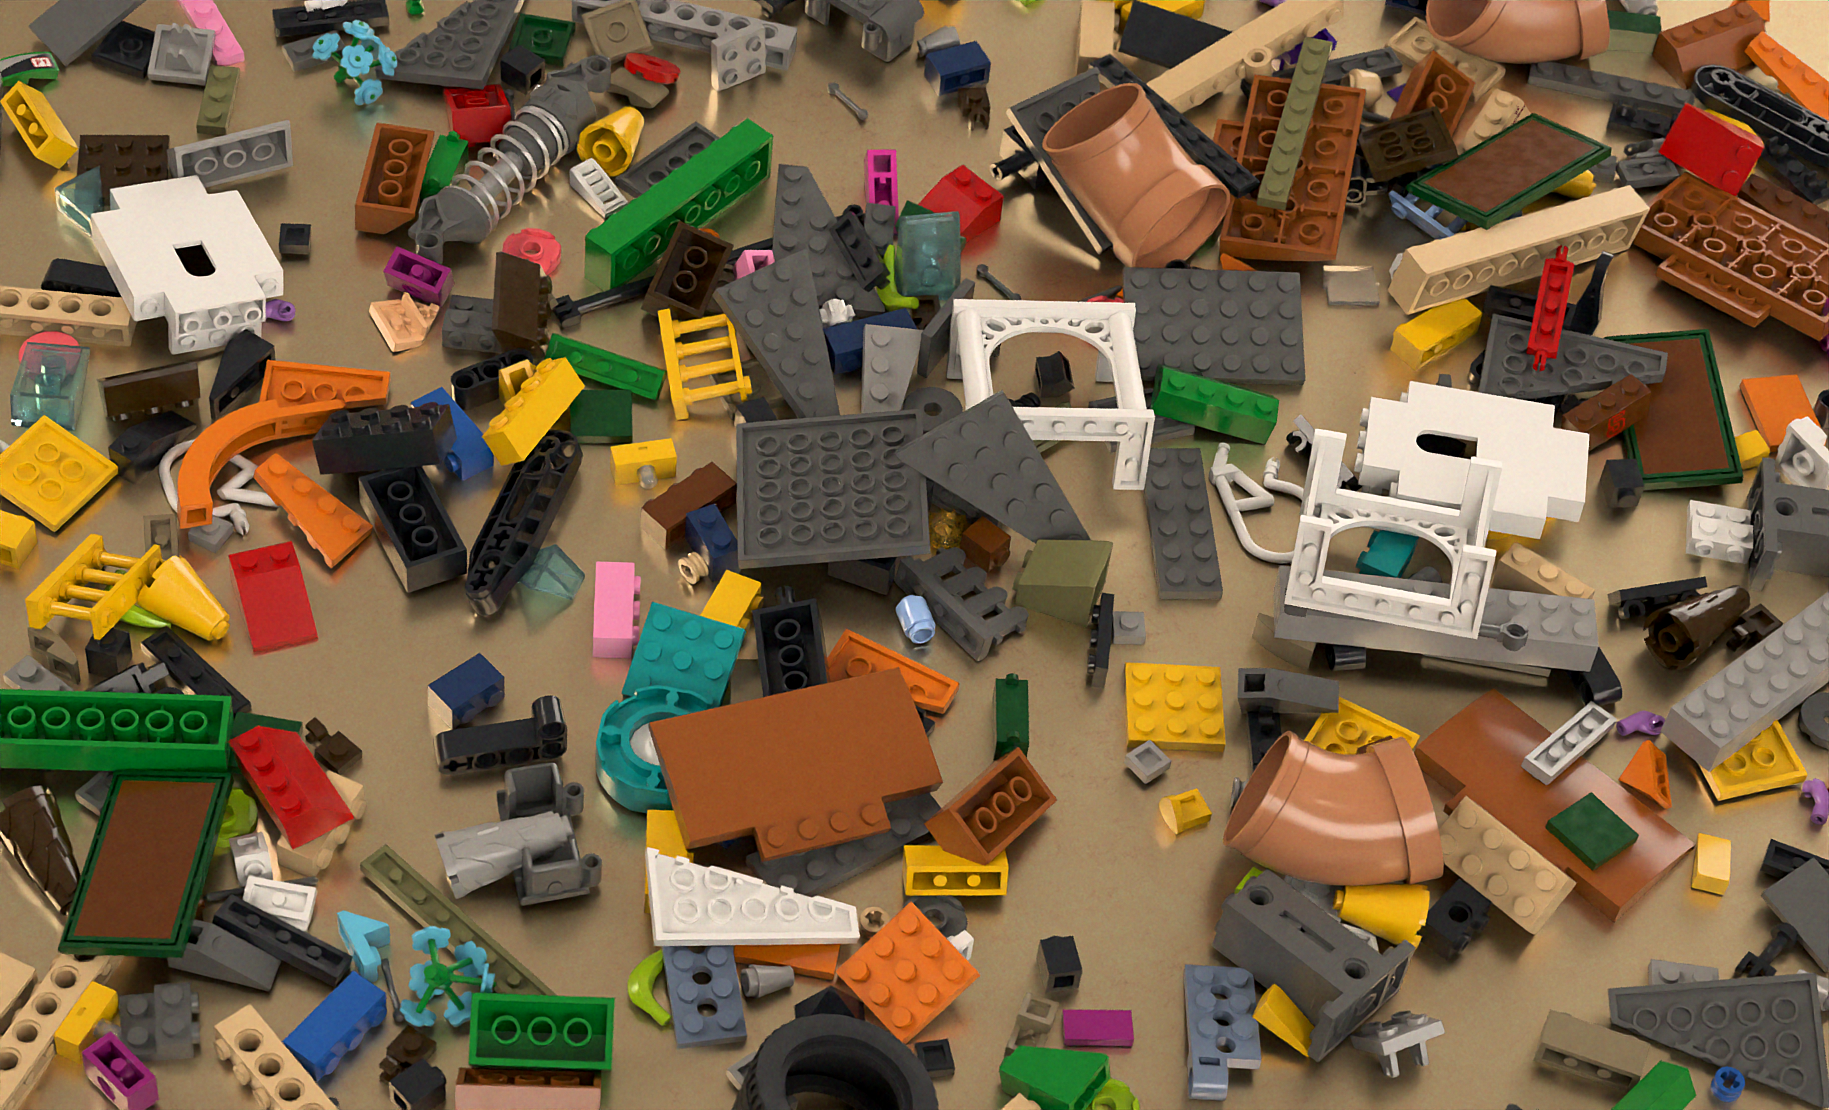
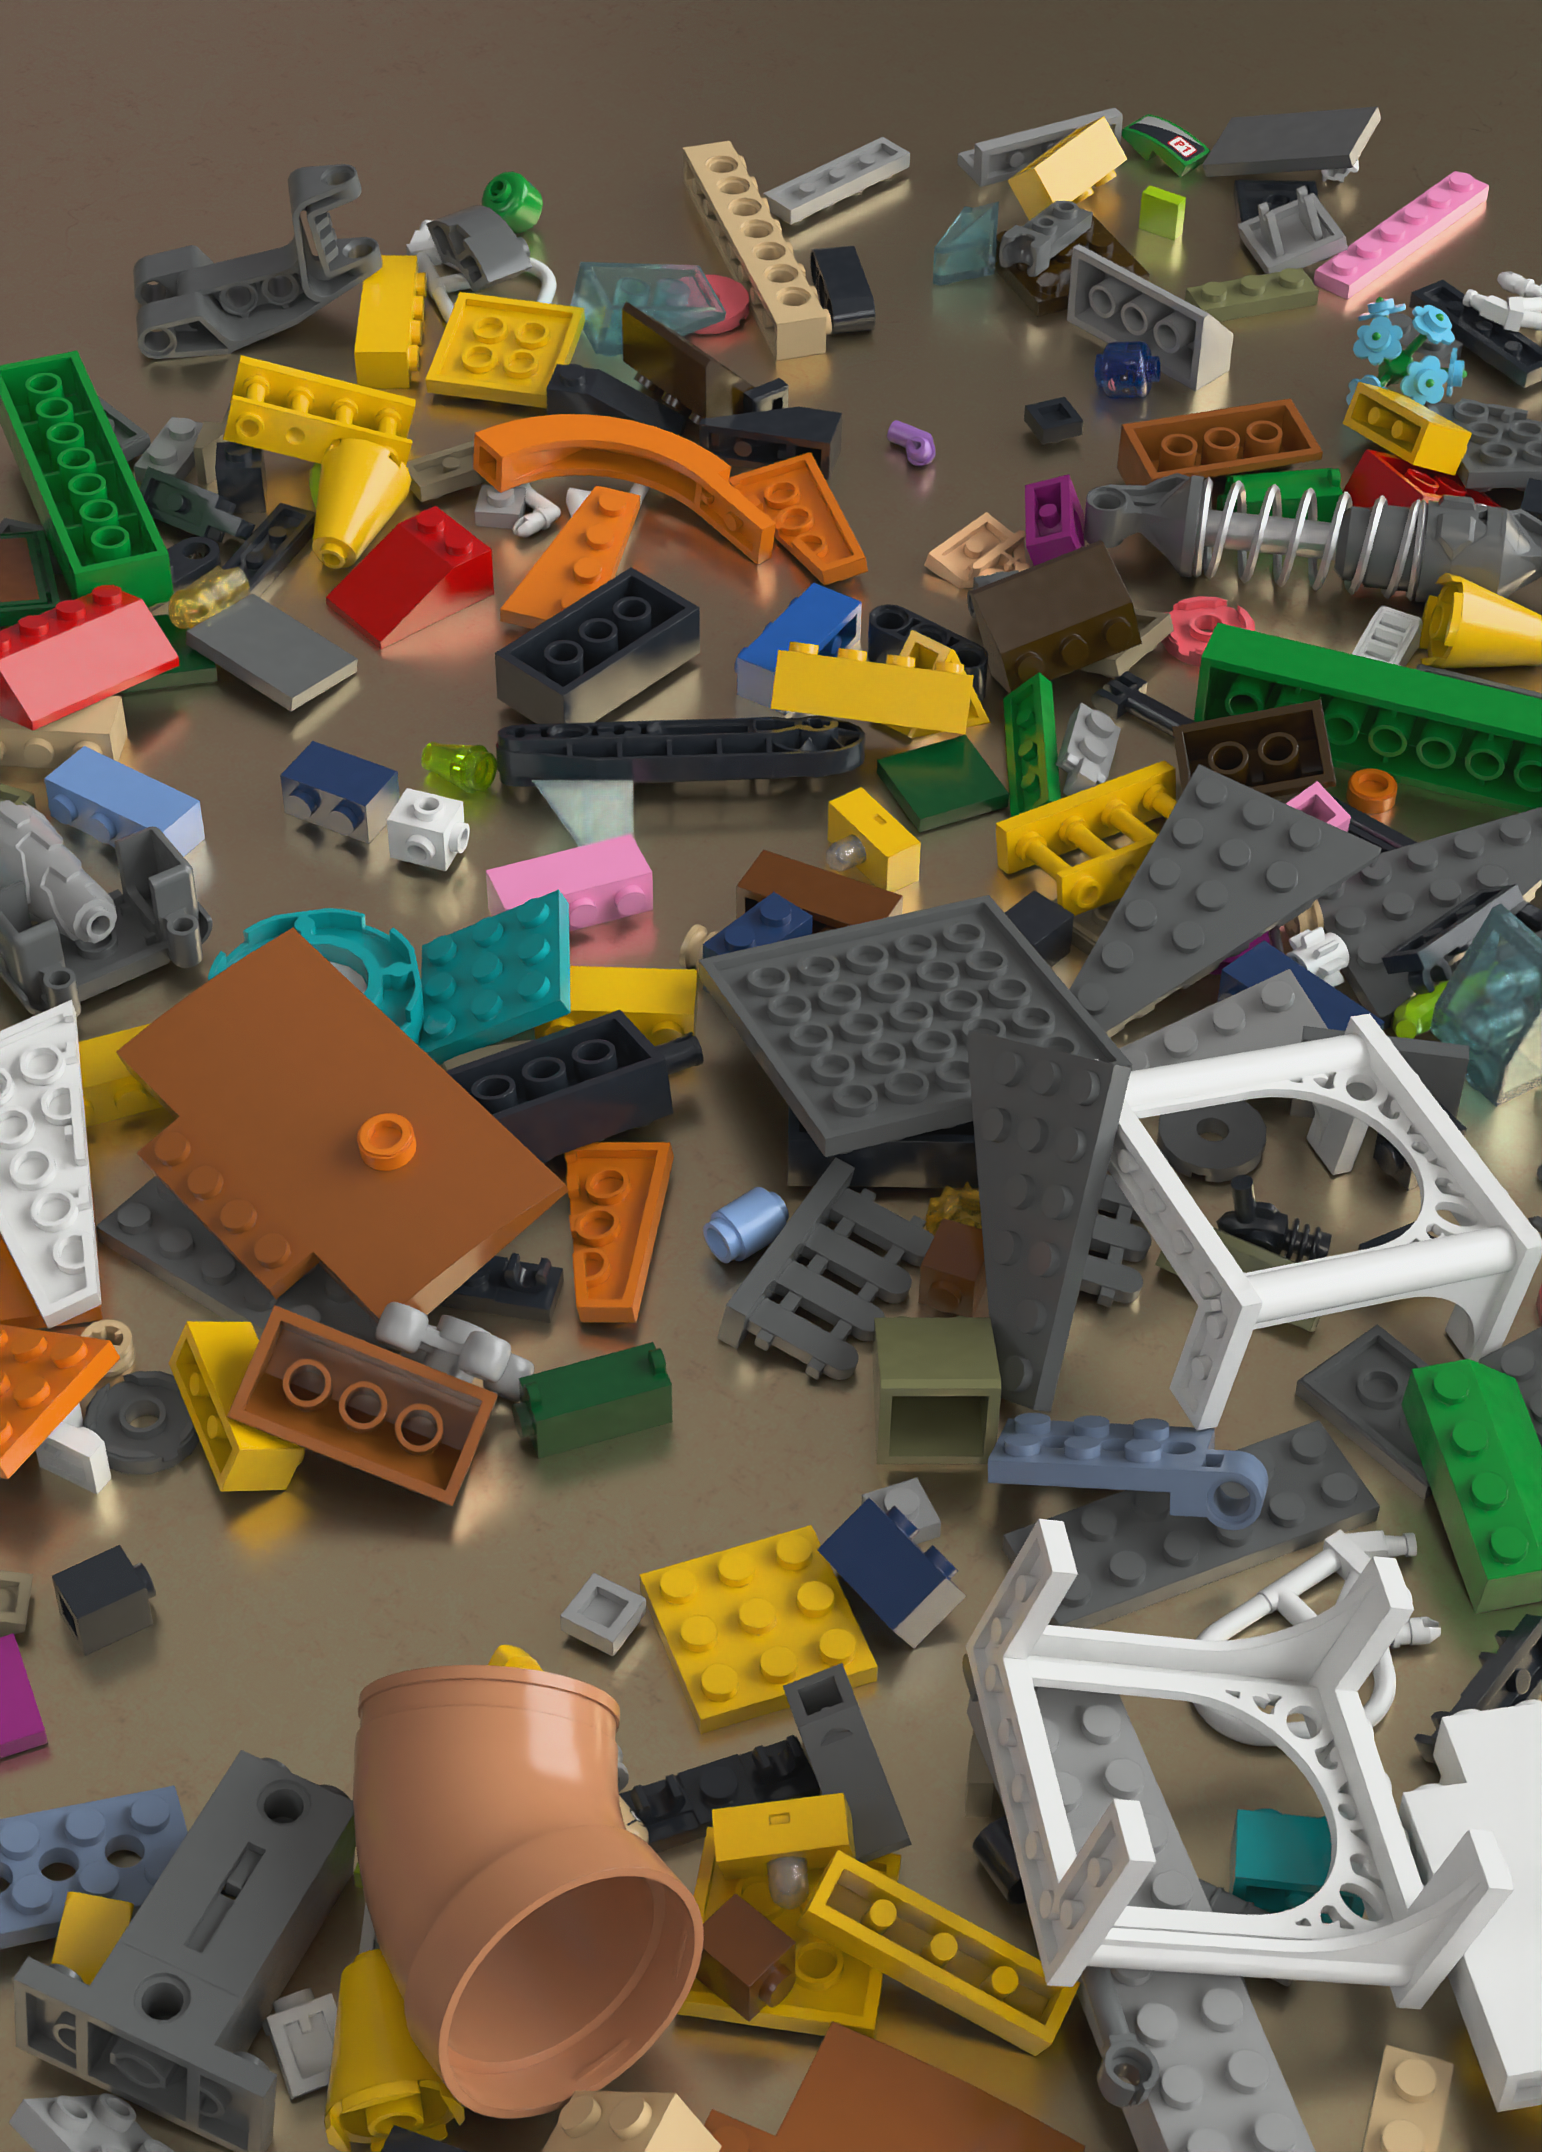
camera: 75 degrees right, 5 degrees down
(109, 102) = (1162, 212): none -> lime tile
(112, 161) = (1044, 236): none -> dark grey plate
(139, 251) = (995, 335): white panel -> none
(196, 355) = (767, 397): none -> black tile
(245, 700) = (207, 596): none -> clear yellow piece
(269, 185) = (1127, 369): none -> clear blue head
(304, 688) = (271, 651): none -> dark grey tile
(334, 751) = (188, 714): dark brown plate -> none
(384, 438) = (713, 566): black brick -> none
(422, 802) = (118, 801): none -> medium blue brick
(425, 87) = (1407, 428): none -> yellow brick
(469, 626) = (461, 764): none -> clear neon green cone
(505, 743) = (280, 867): black beam -> none
(530, 657) = (427, 829): none -> white brick
(623, 342) = (1087, 749): none -> light grey hinge
(836, 731) = (386, 1141): none -> orange tile
(973, 757) = (454, 1349): none -> light grey gear
(1100, 640) = (835, 1477): black plate -> none
(1151, 521) = (1134, 1458): none -> sand blue hinge
(1175, 637) = (891, 1572): none -> dark blue brick
(1329, 721) = (783, 1842): none -> yellow piece
(1403, 692) = (936, 1953): none -> yellow brick

